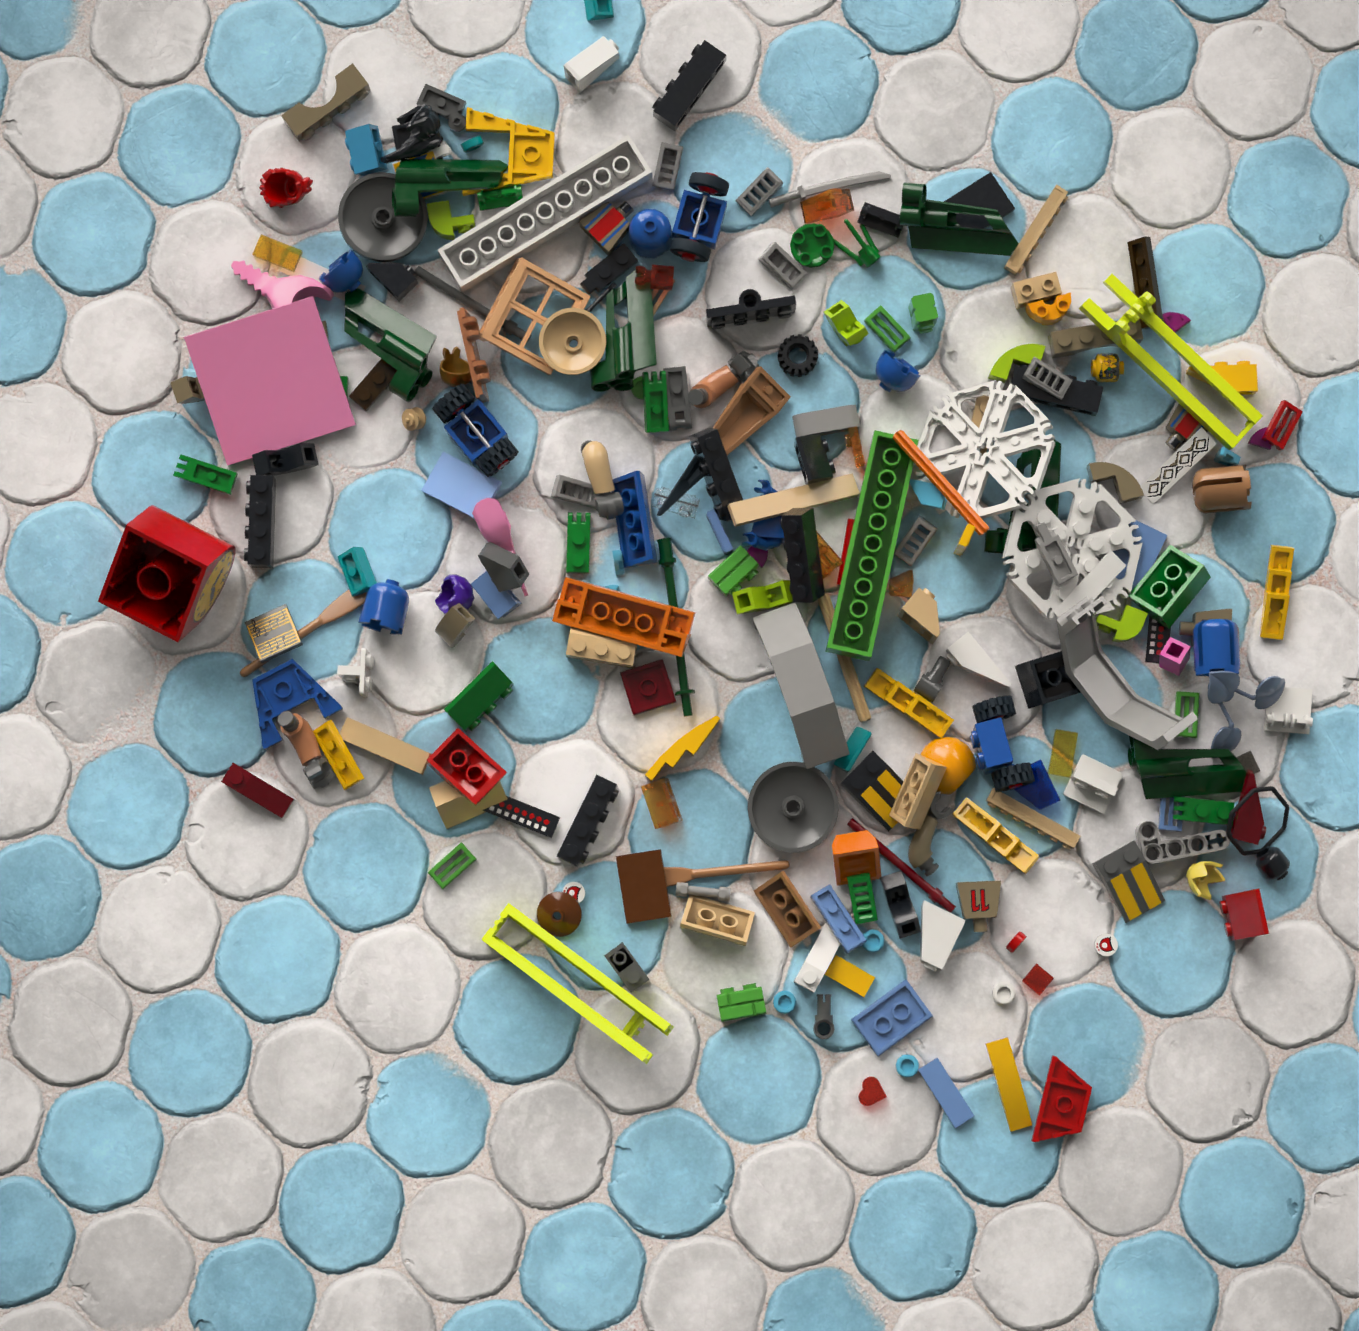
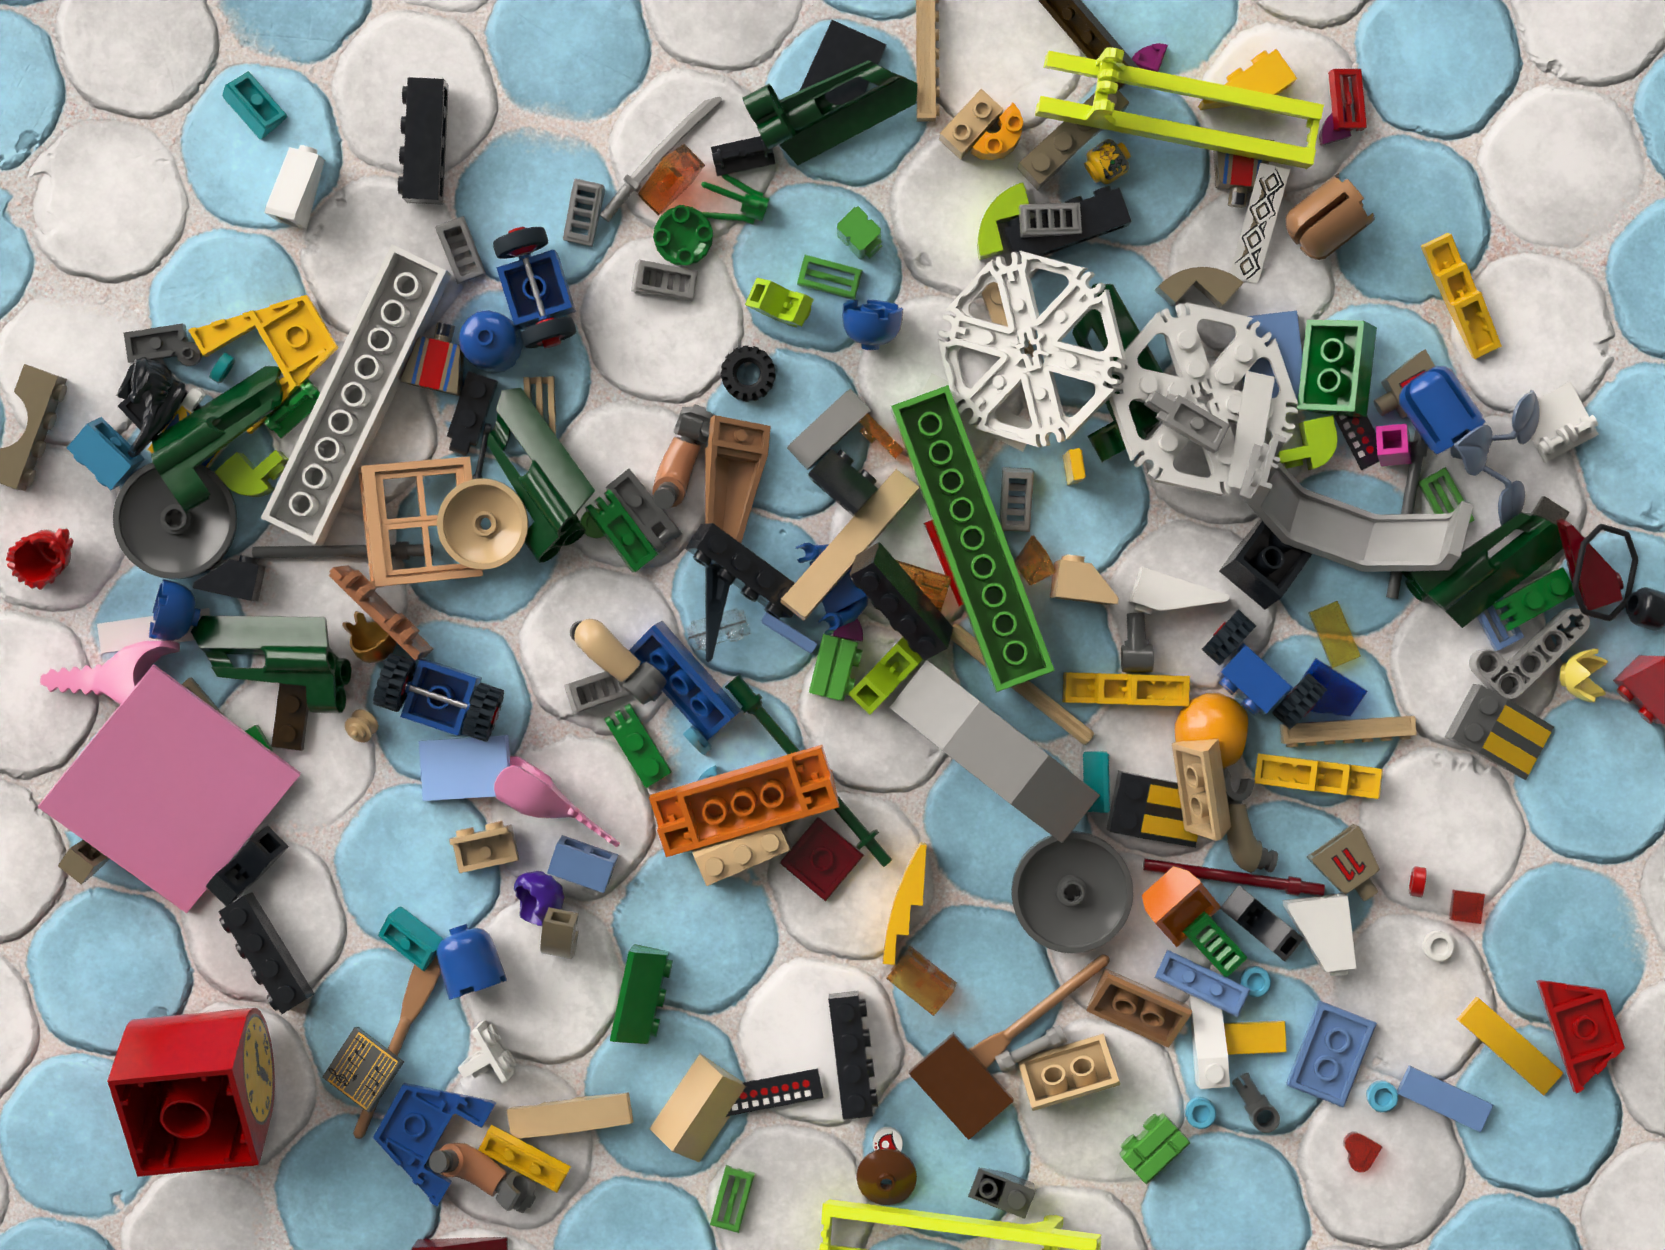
camera: 30 degrees left, 5 degrees up
(206, 474) = (170, 939): green hinge -> none
(277, 253) = (84, 635): clear yellow tile -> none
(441, 543) = (484, 848): none -> tan bracket
(466, 767) = (677, 1085): red slope -> none
(503, 567) = (571, 835): dark grey slope -> none
(659, 276) = (533, 385): clear red plate -> none
(740, 314) = (674, 350): black plate -> none
(928, 494) = (1001, 437): medium azure tile -> none
(940, 482) = (1006, 419): orange axle -> none
(1092, 784) = (1391, 647): white bracket -> none
(1106, 944) = (1519, 819): white tile -> none
(1188, 672) = (1418, 451): none -> dark grey bar
(1226, 457) = (1309, 178): medium azure tile -> none

